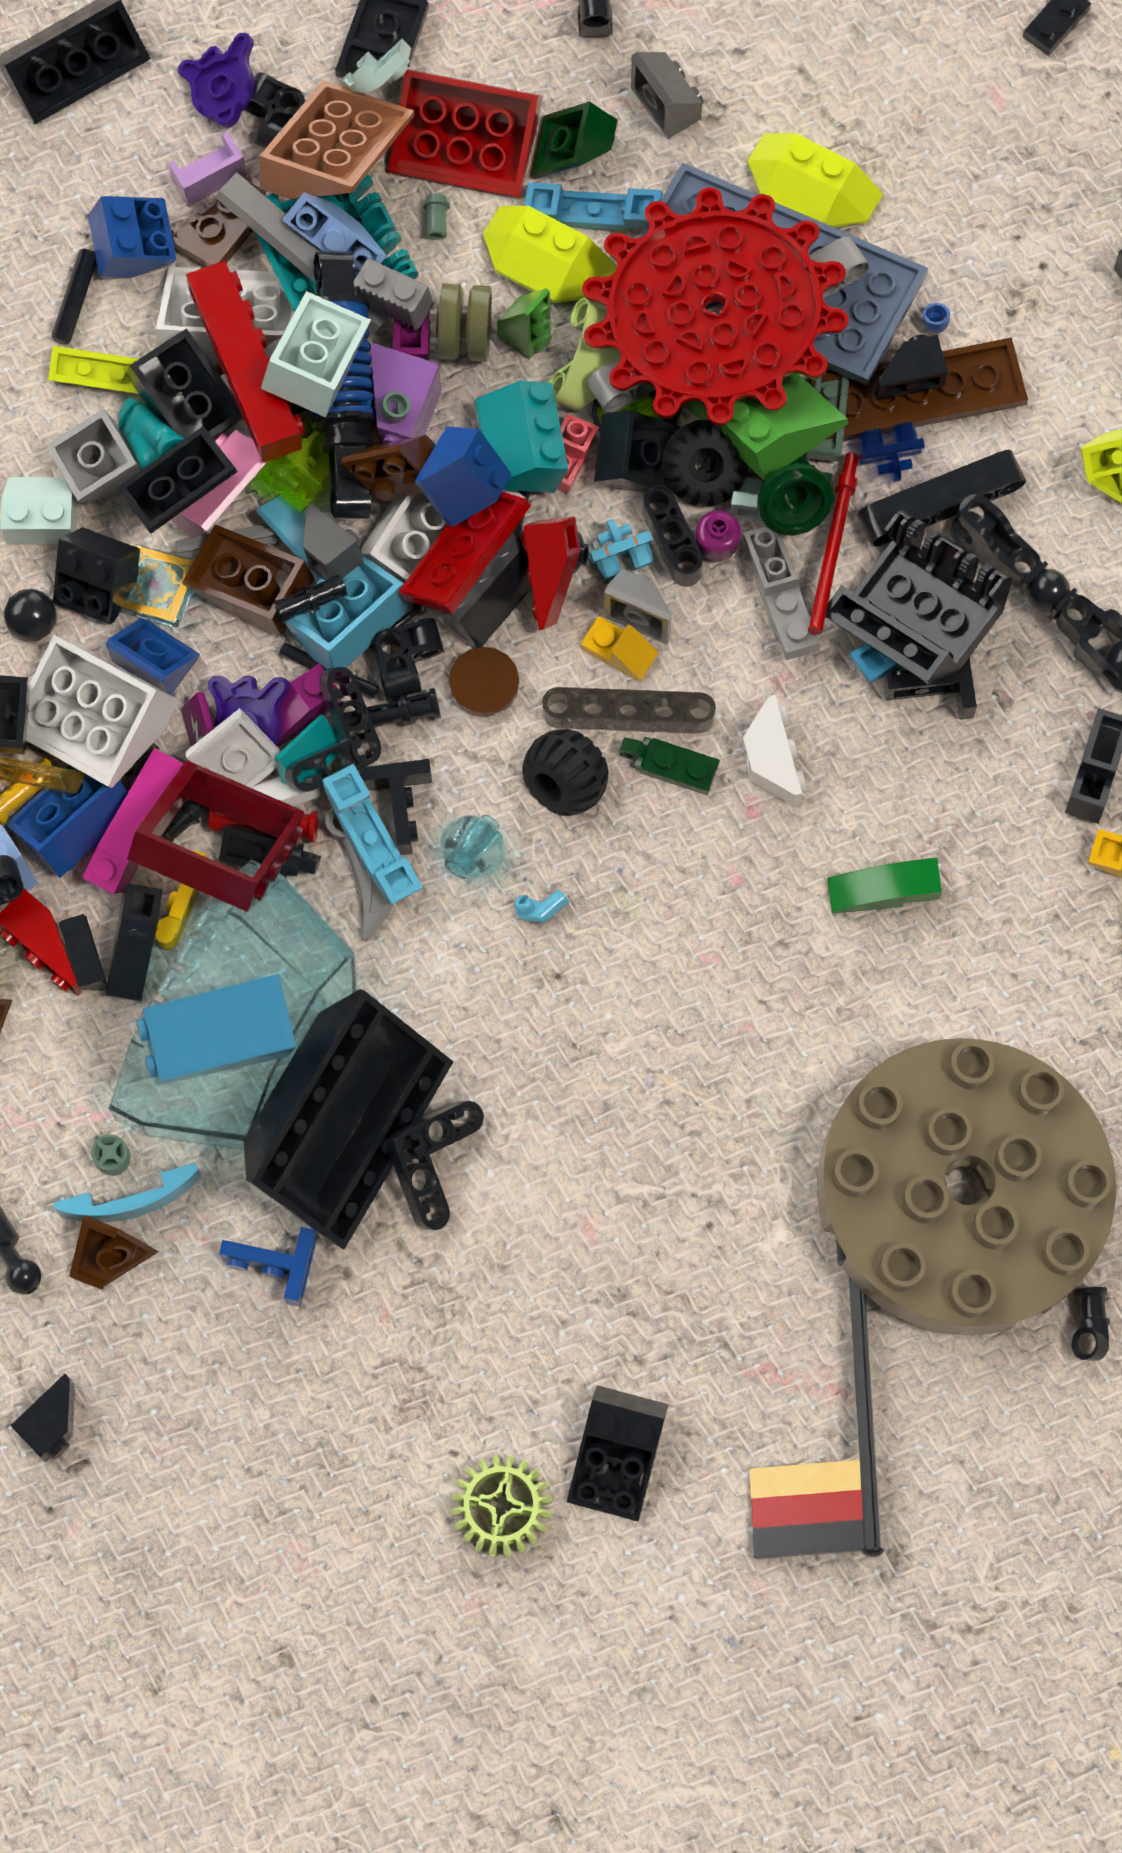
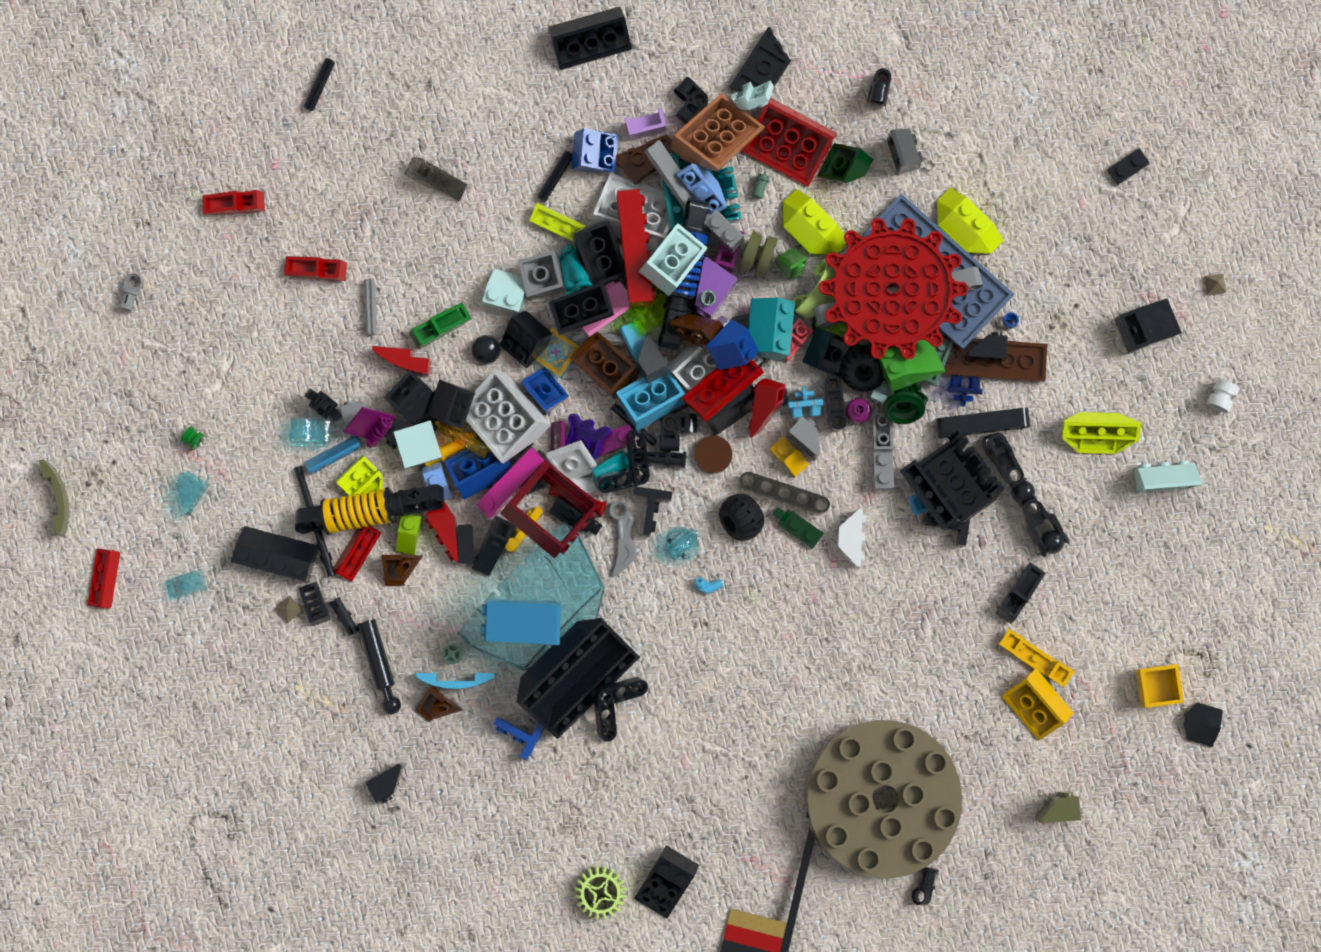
camera: 10 degrees right, 10 degrees up
(221, 81) = (666, 76): dark purple tile -> none
(310, 598) = (634, 389): black pin -> none
(369, 836) = (630, 524): medium azure slope -> none
(592, 209) = (845, 205): dark azure slope -> none
(845, 488) = (934, 402): red bar -> none
(885, 886) = (889, 626): green slope -> none

